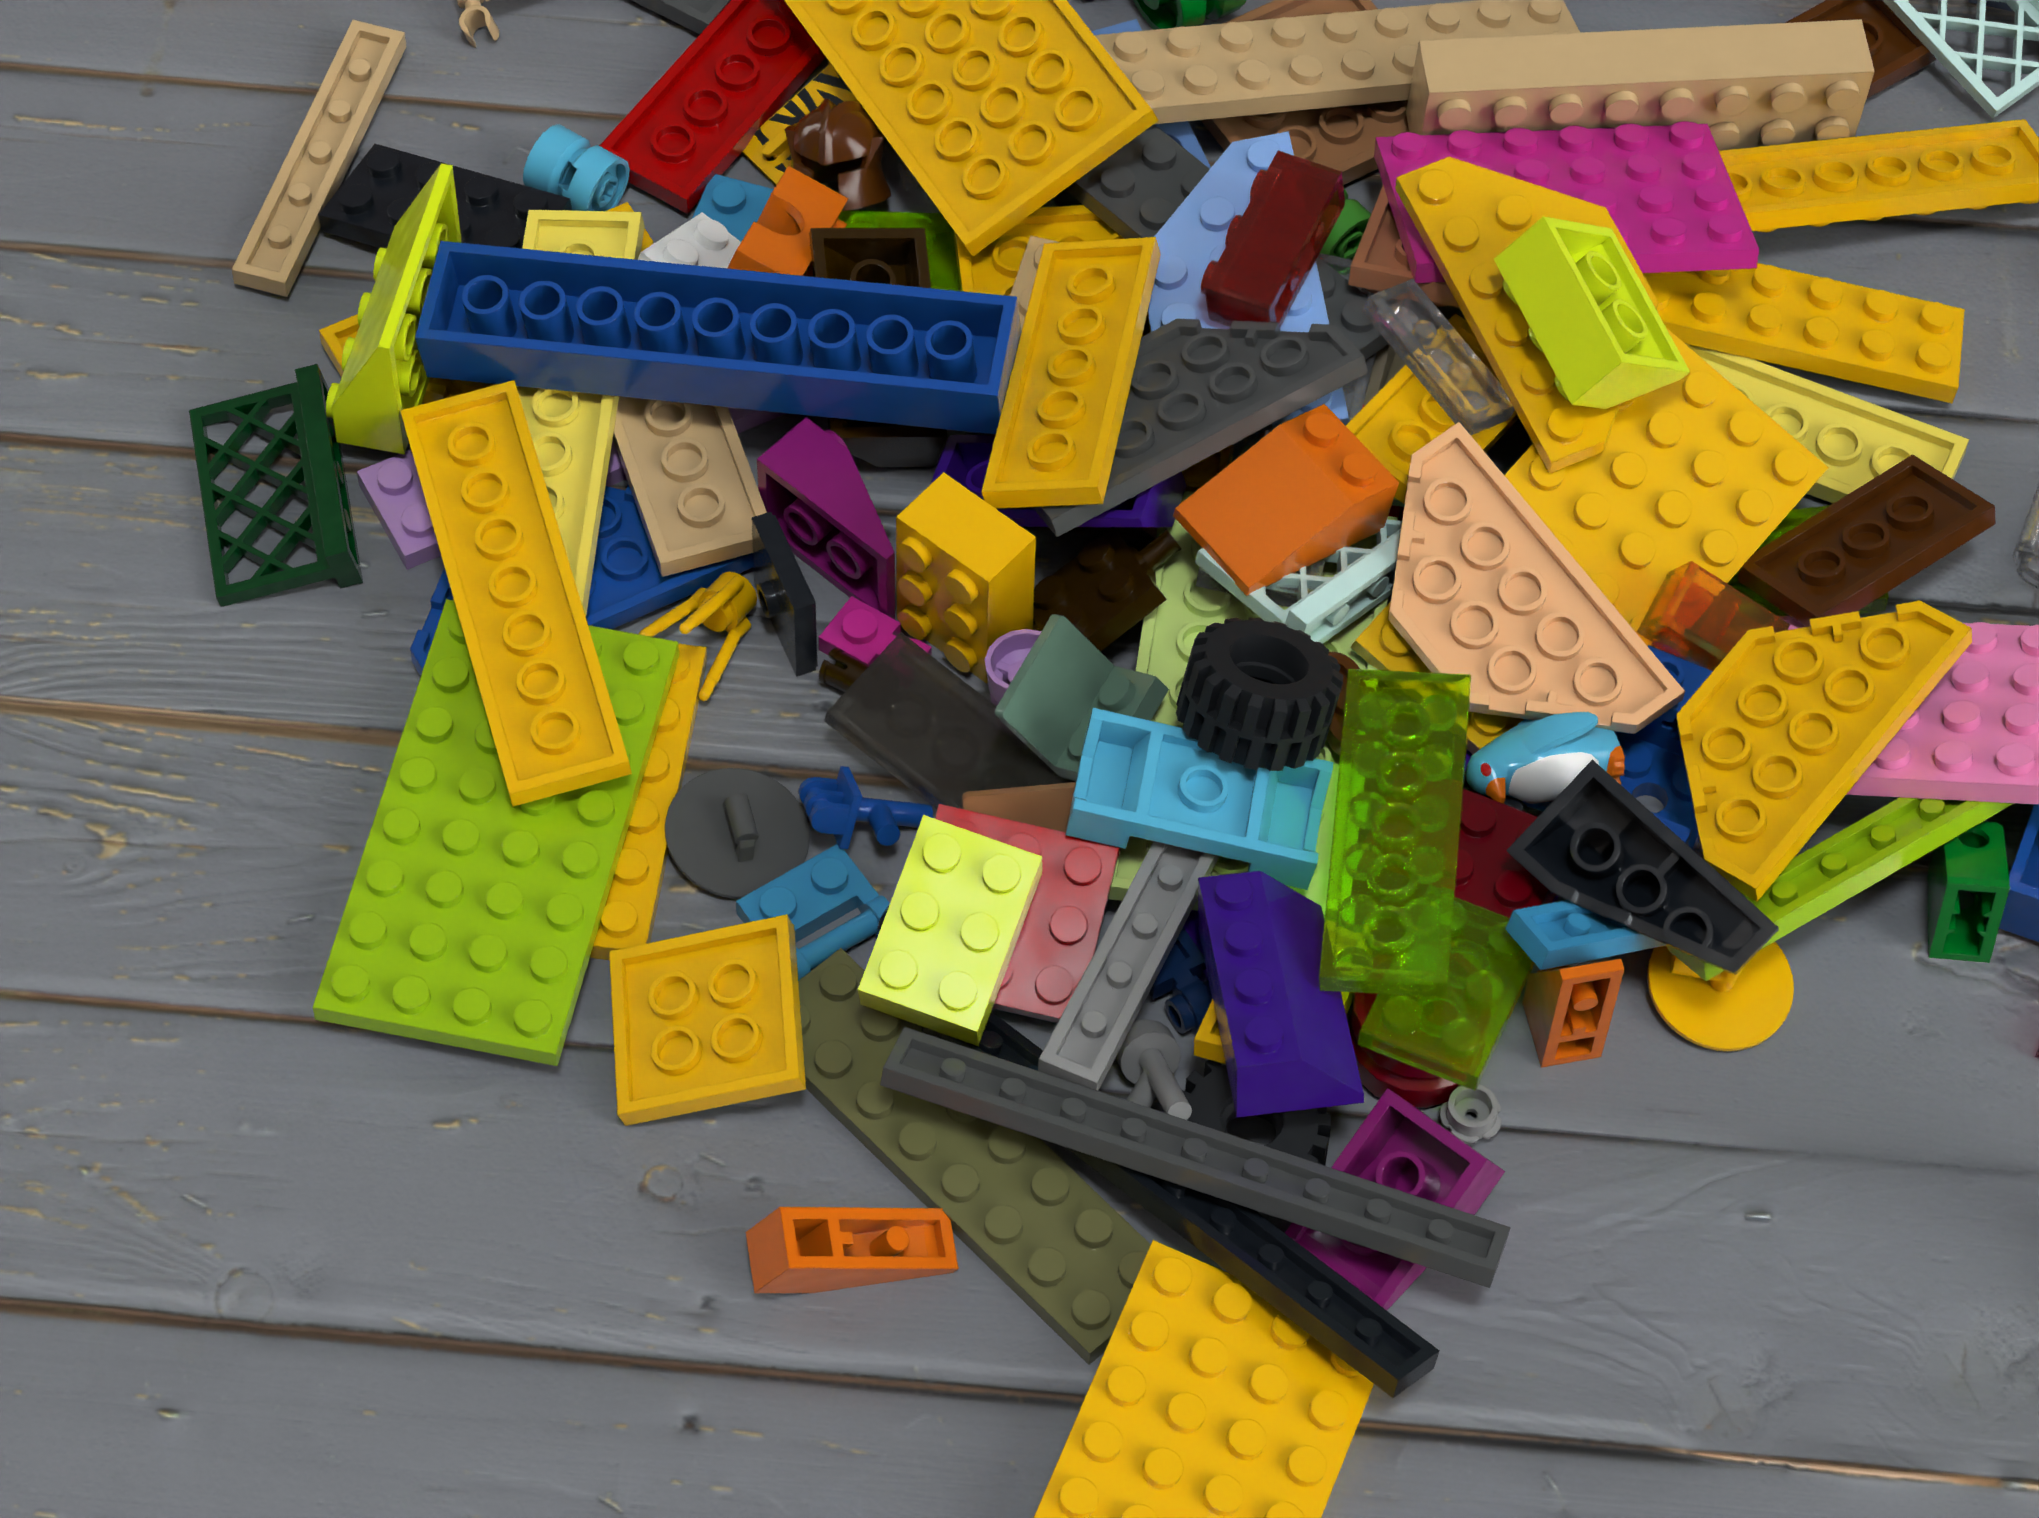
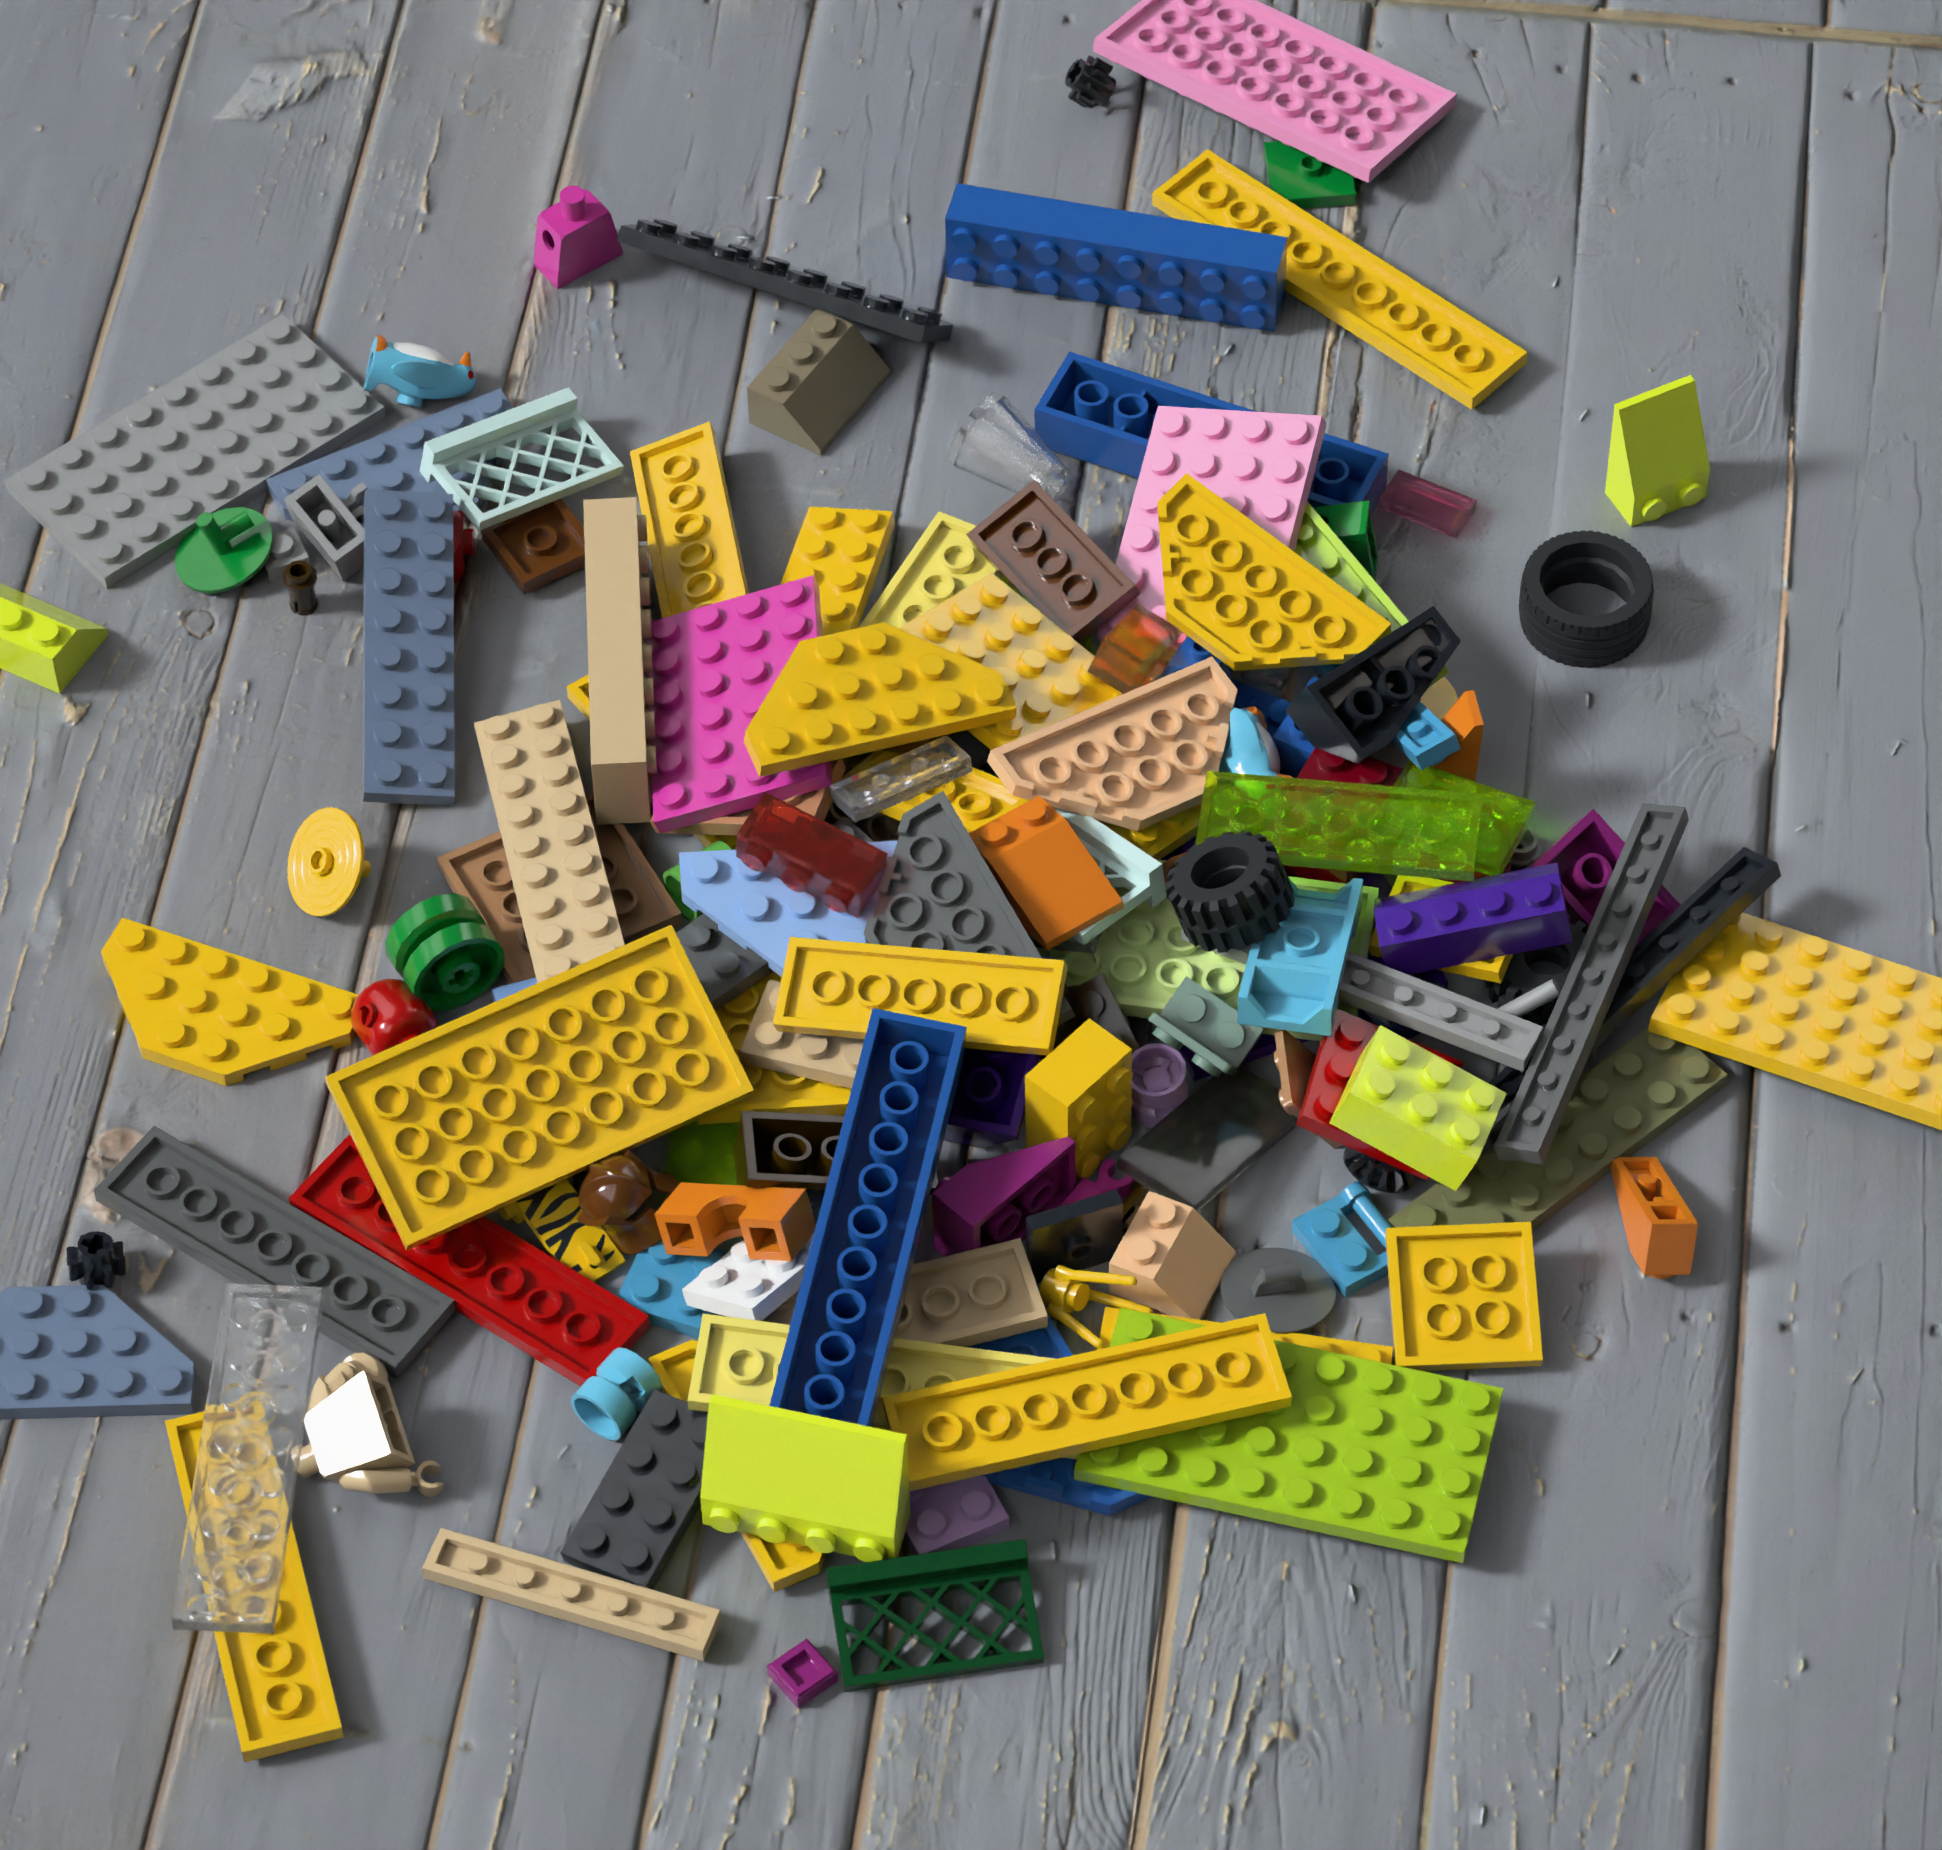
camera: 85 degrees left, 5 degrees down
(213, 373) = (802, 1673): none -> magenta tile
(768, 707) = (1172, 1257): none -> light nougat slope
(838, 804) = (1269, 1204): blue arm -> none
(1589, 313) = (915, 652): neon yellow slope -> none
(1943, 1134) = (1591, 560): none -> black tyre

